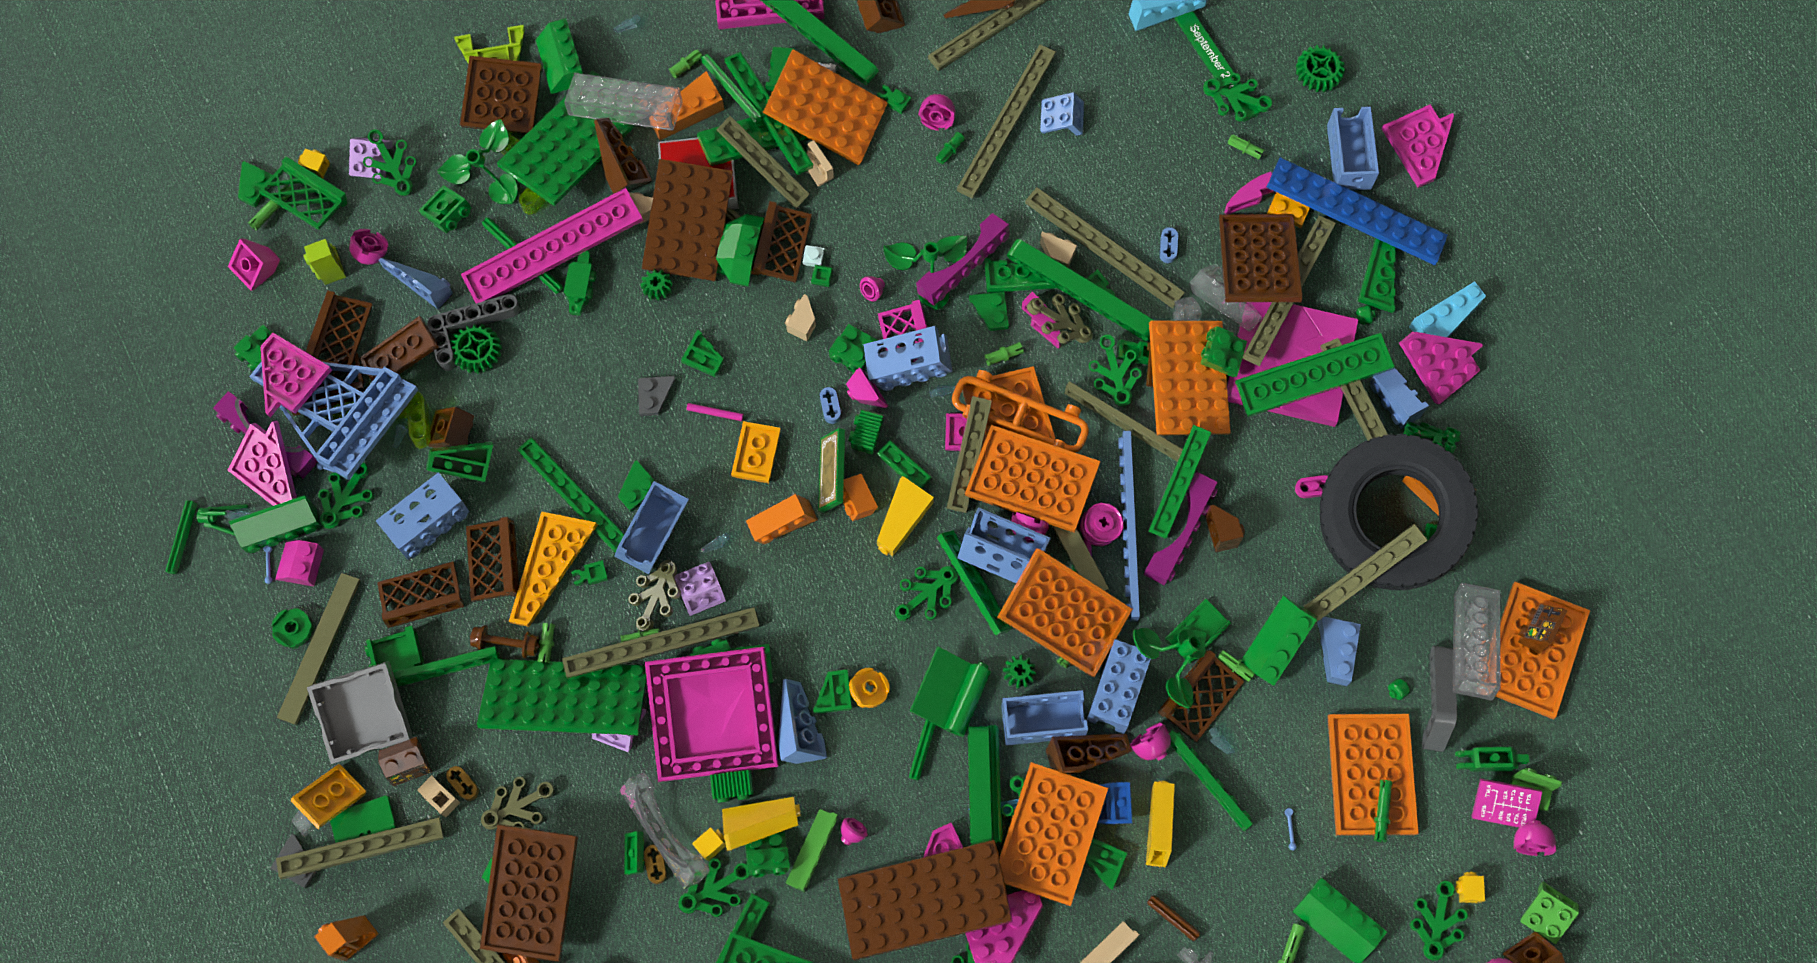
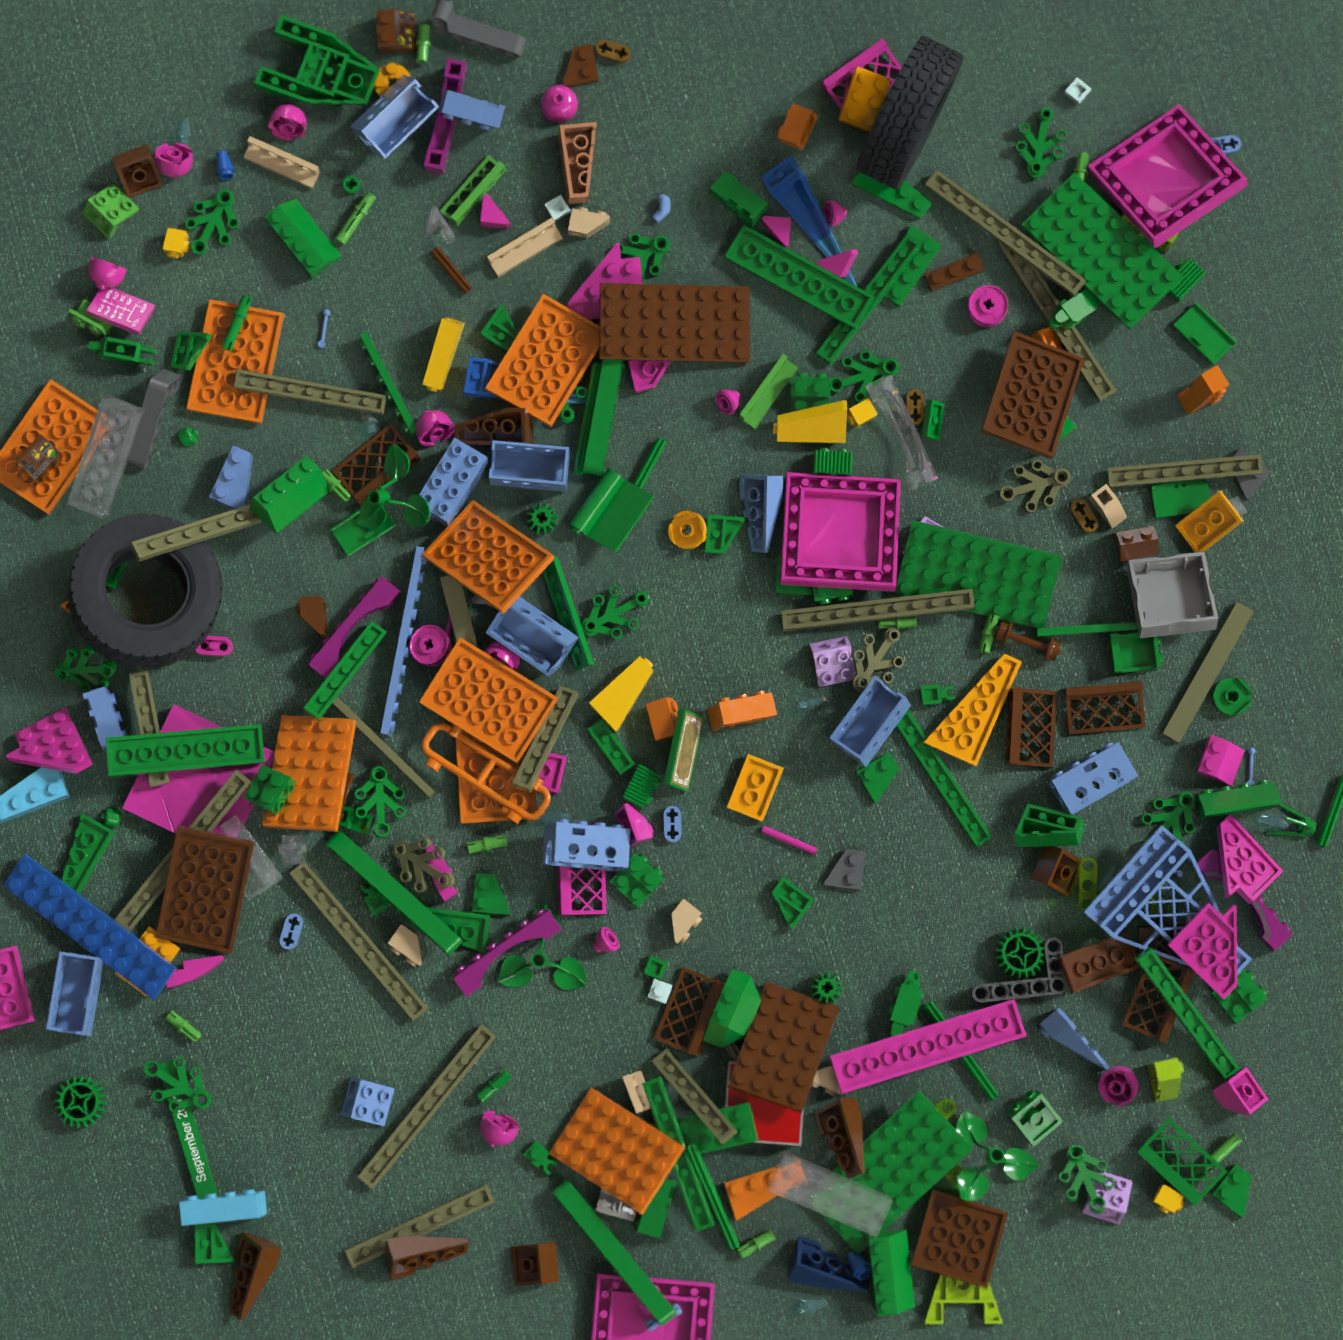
camera: 170 degrees left, 10 degrees up
(309, 318) = (1187, 1013): none -> green tile
(590, 59) = (859, 1266): none -> blue cone
(623, 53) = (818, 1268): none -> dark blue wedge
(1288, 755) = (310, 392): none -> olive tile
(1424, 776) = (188, 349): none -> green wing

